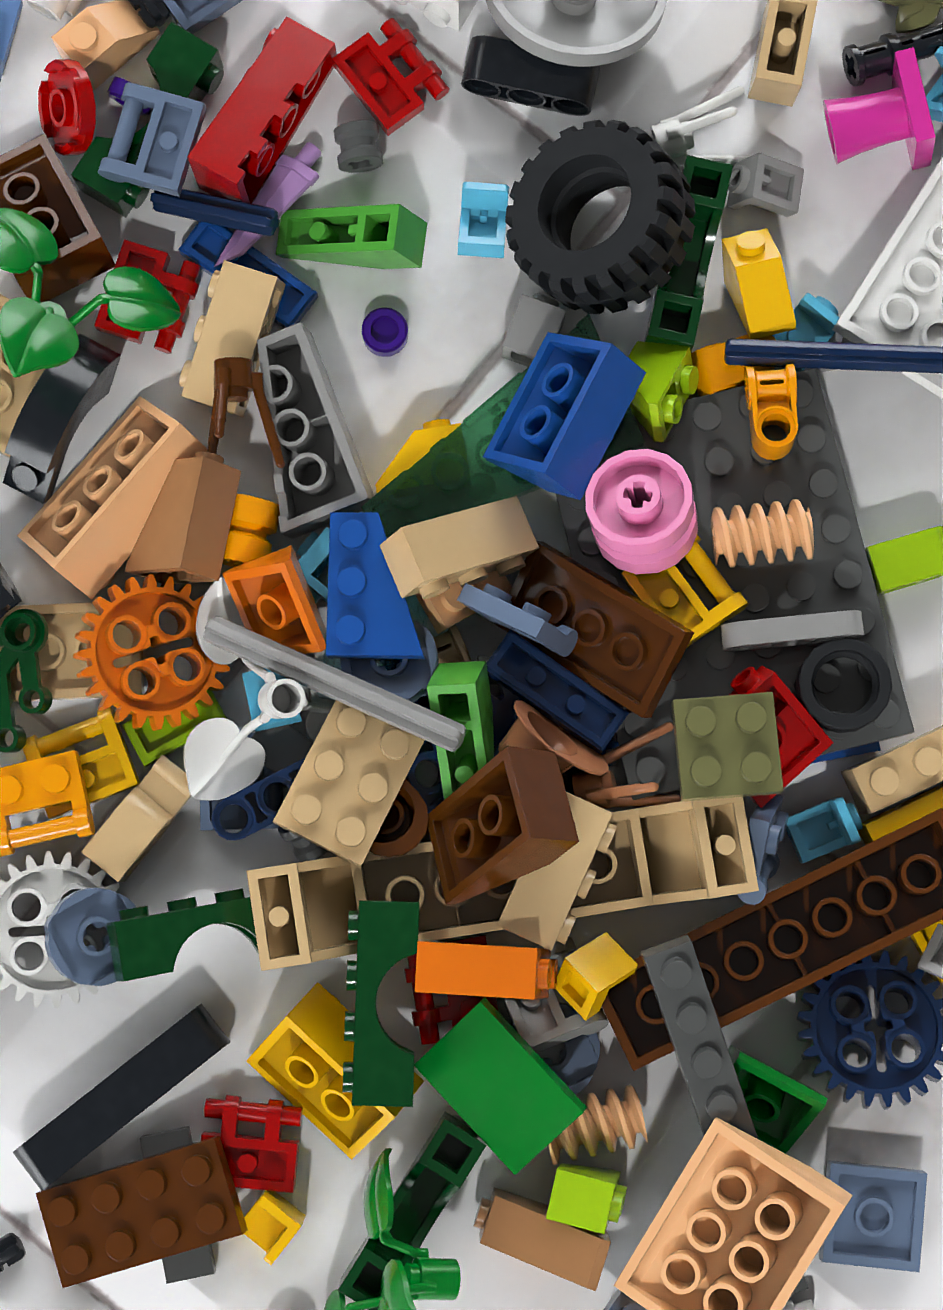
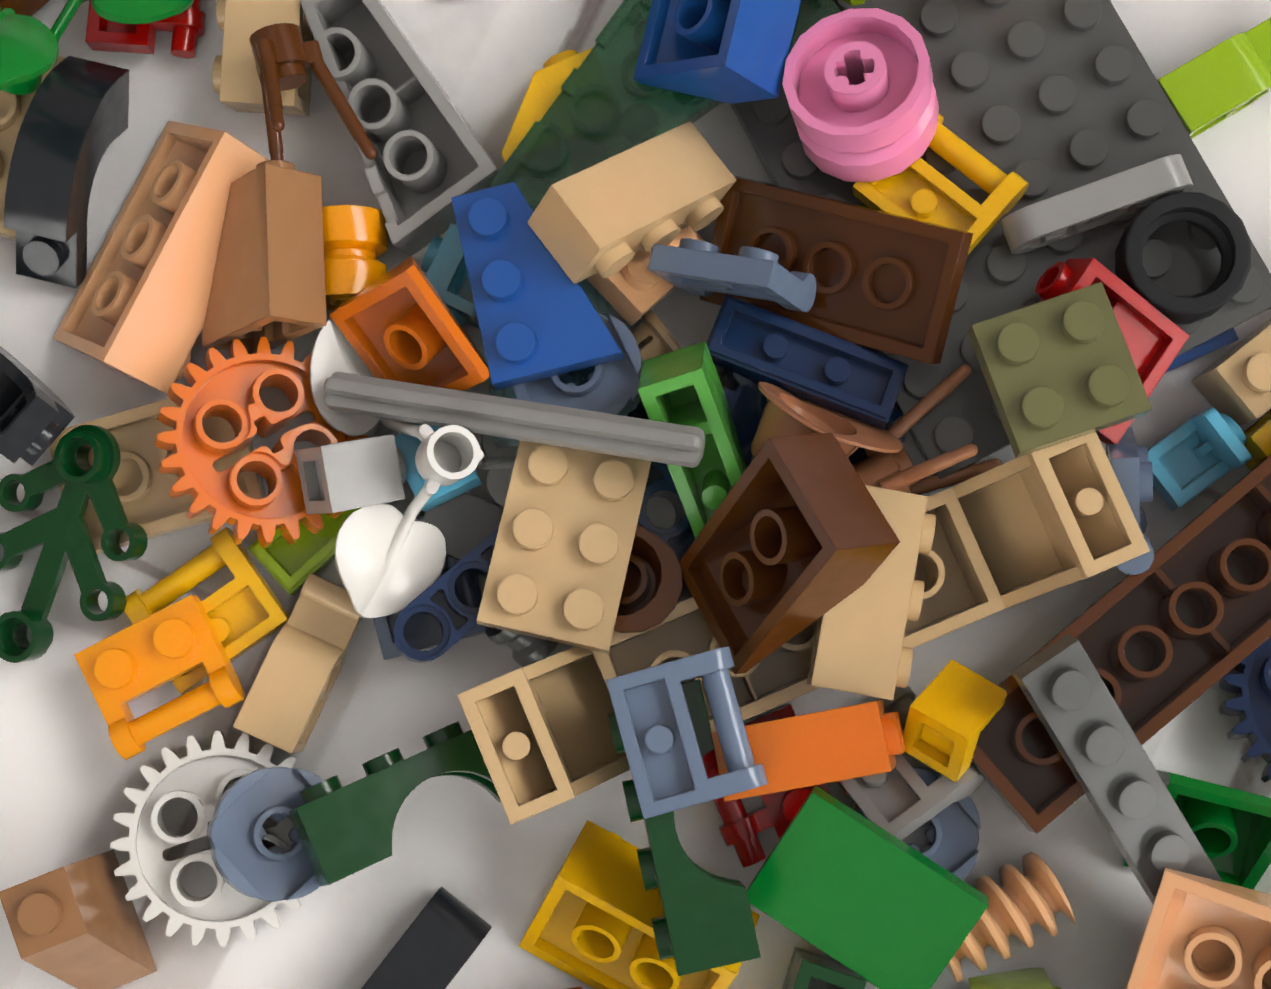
camera: 10 degrees left, 0 degrees up
(210, 693) = (351, 474): none -> light grey brick
(381, 936) = (663, 740): none -> sand blue plate
(762, 532) = (1023, 84): light nougat piece -> none

